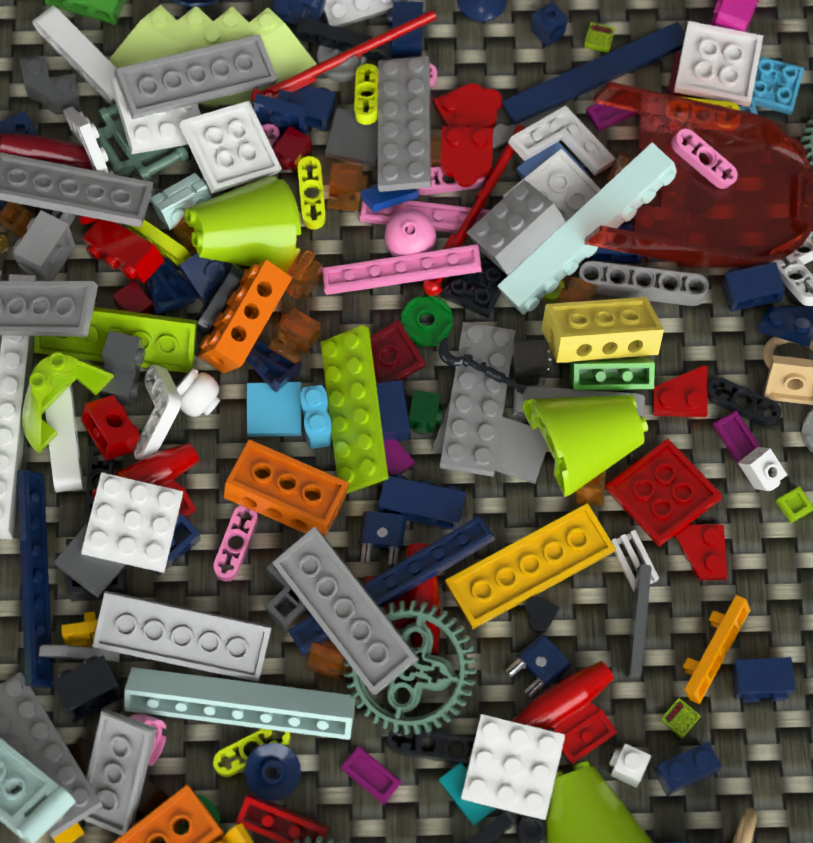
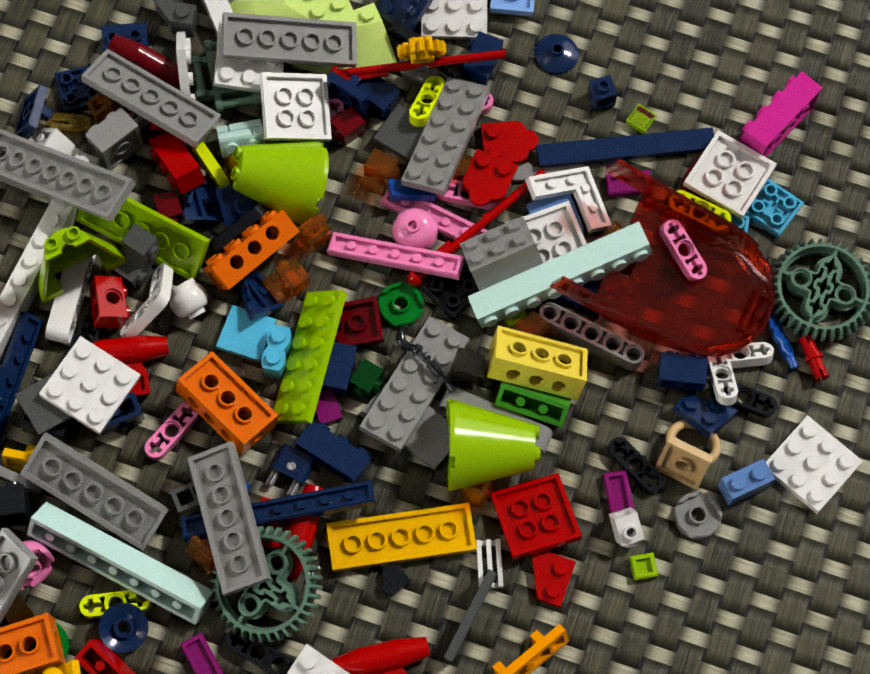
camera: 20 degrees right, 0 degrees up
(316, 183) = (346, 158): neon yellow beam -> none
(345, 39) = (421, 49): none -> yellow gear
(542, 661) = (378, 619): dark blue piece -> none
(682, 395) = (587, 441): red wing -> none

